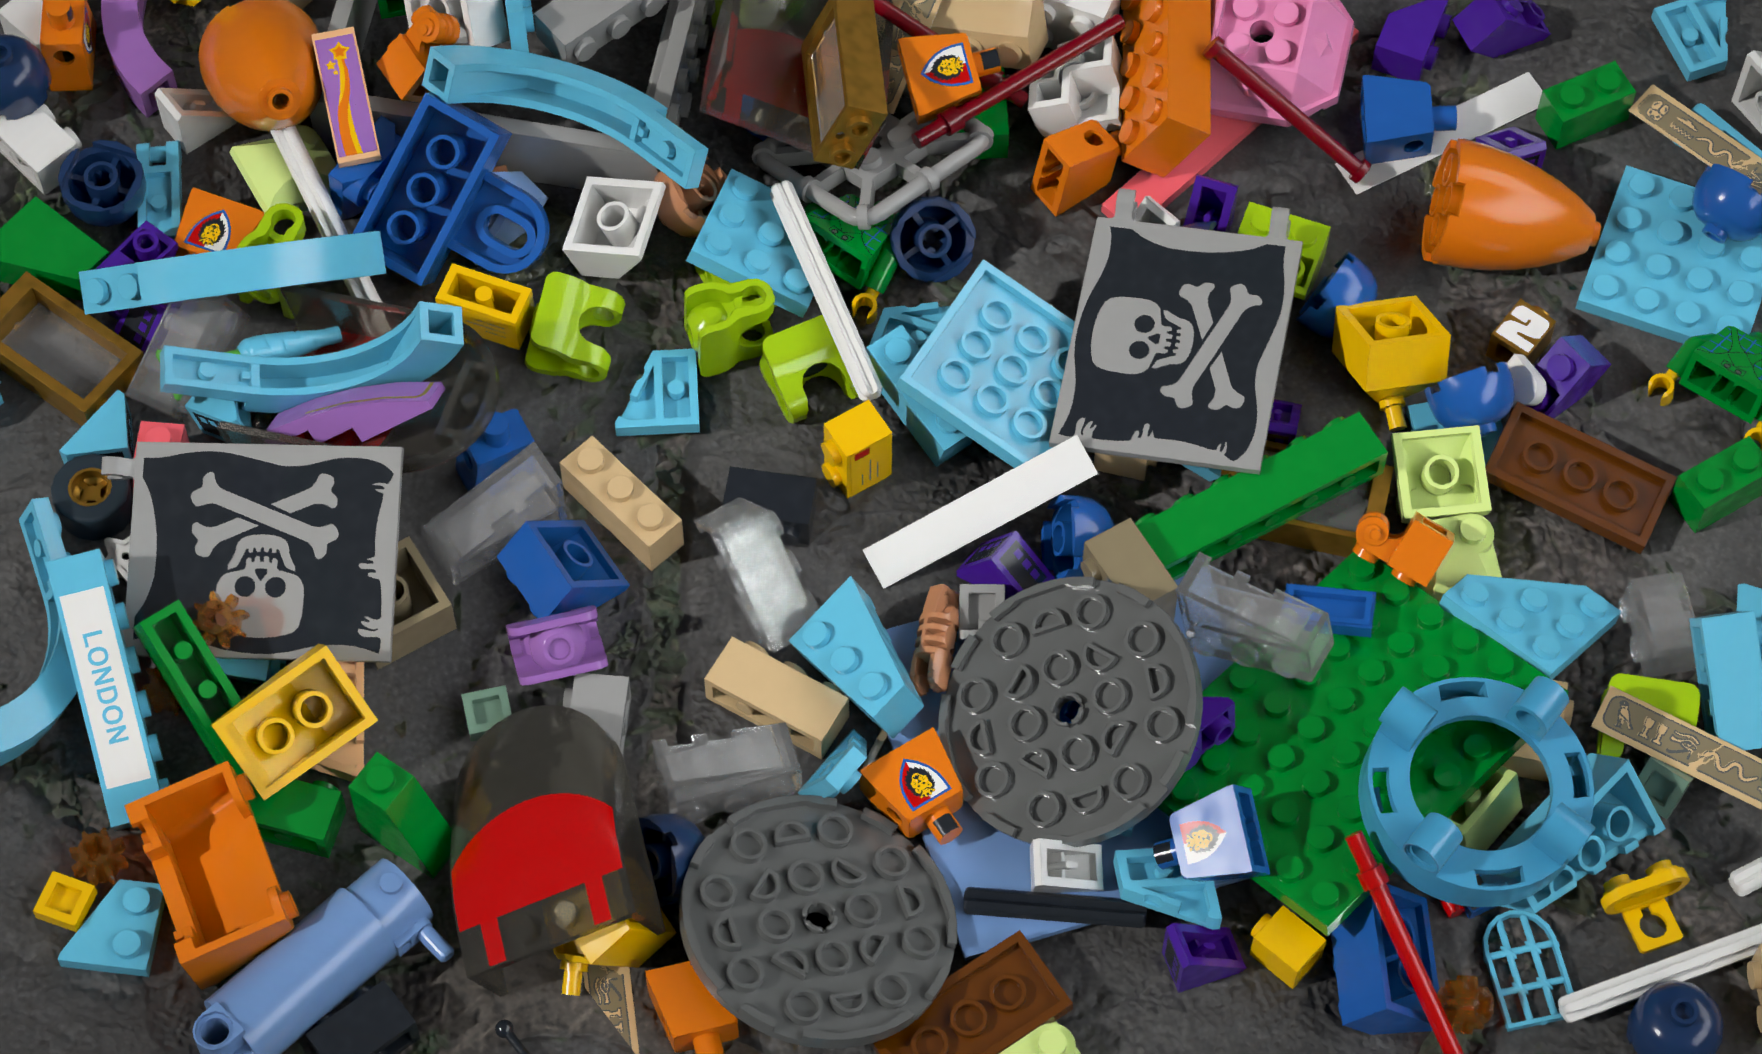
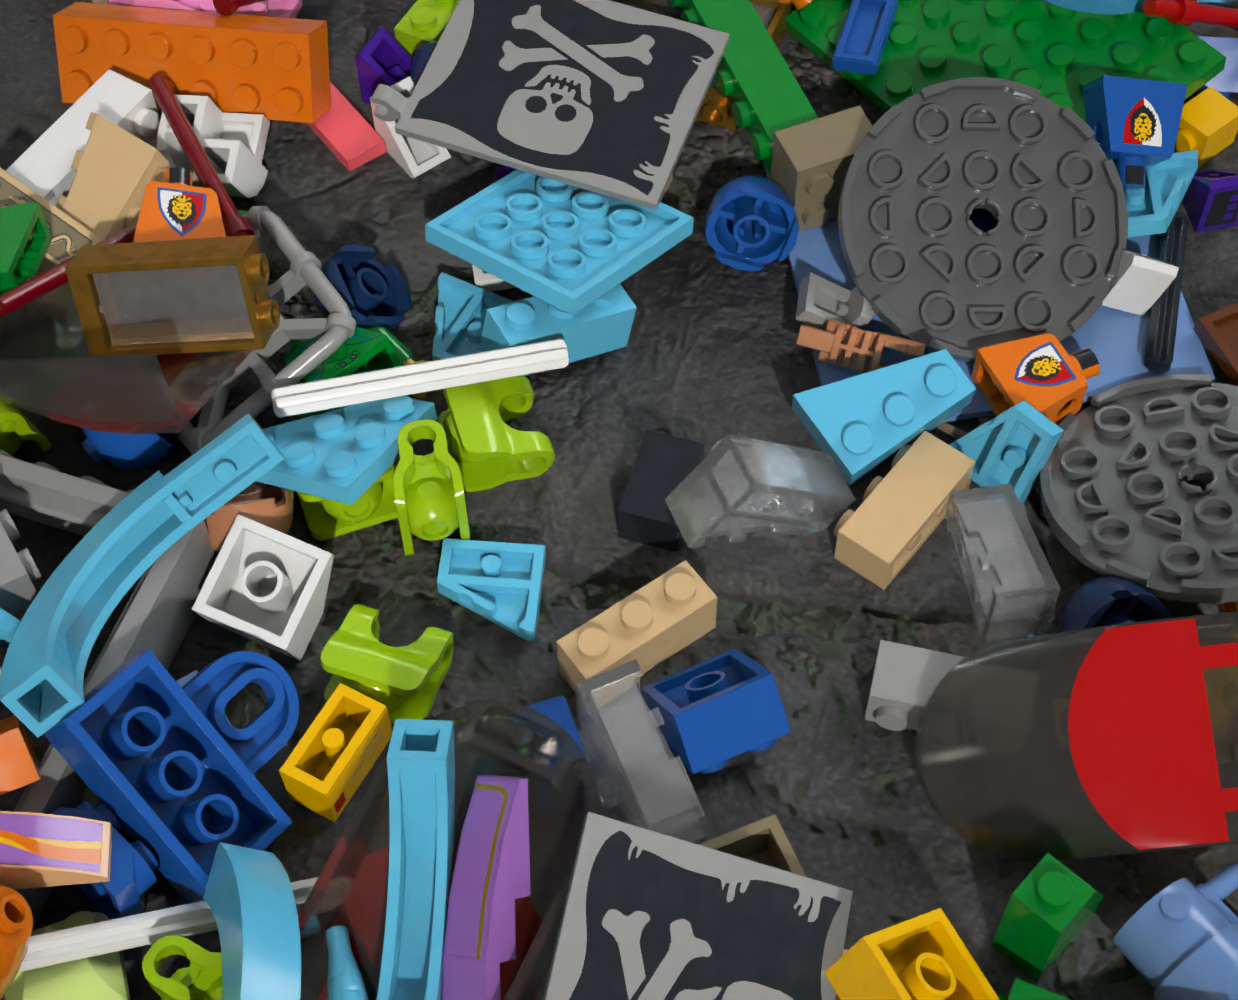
camera: 80 degrees left, 5 degrees down
(485, 709) = (897, 810): sand green plate -> none
(556, 646) = (839, 715): medium lavender piece -> none
(857, 449) = (617, 387): yellow brick -> none
(980, 511) = (714, 291): white sticker -> none
(1006, 562) = (769, 289): dark purple slope -> none
(1075, 165) = (300, 150): orange torso -> none
(1249, 626) = (894, 66): clear wedge -> none

